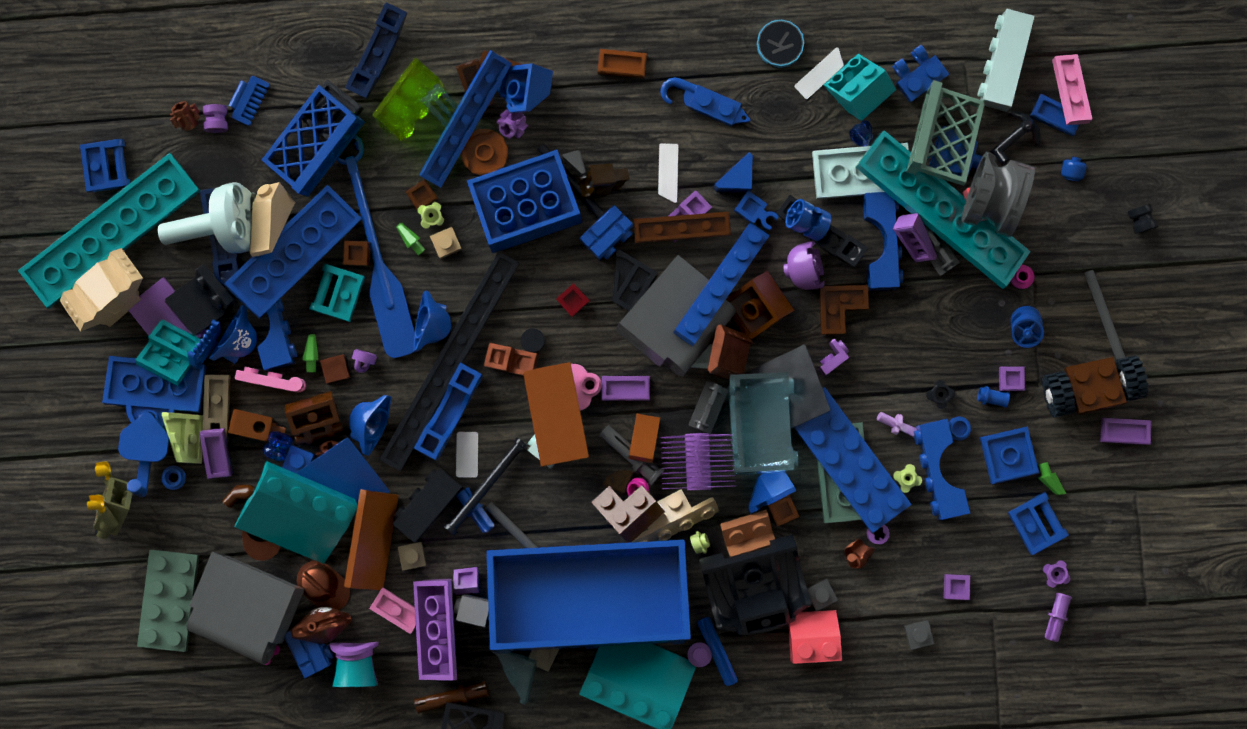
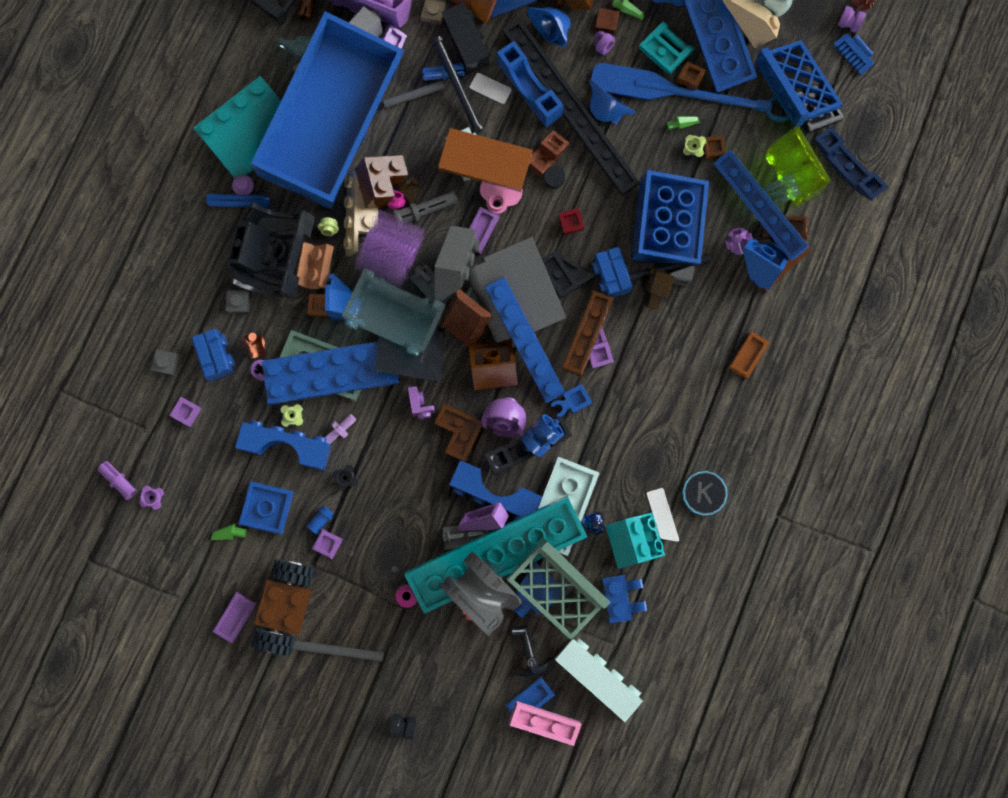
camera: 120 degrees right, 5 degrees down
(445, 242) = (666, 148): tan plate -> none
(484, 152) = (726, 211): dark orange tile -> none
(644, 438) = (431, 221): dark orange tile -> none
(668, 171) = (640, 349): white sticker -> none
(681, 386) = (454, 261): none -> dark grey slope
(707, 102) = (683, 407): blue plate -> none
(737, 178) = (607, 401): blue slope -> none
(815, 637) = (205, 278): coral slope -> none
(888, 588) = (213, 354): none -> blue brick
(959, 428) = (310, 478): blue plate -> none
(1027, 326) = (361, 575): blue wheel -> none
(1032, 529) = (198, 495): blue plate -> none
(1073, 169) = (476, 690): blue piece -> none

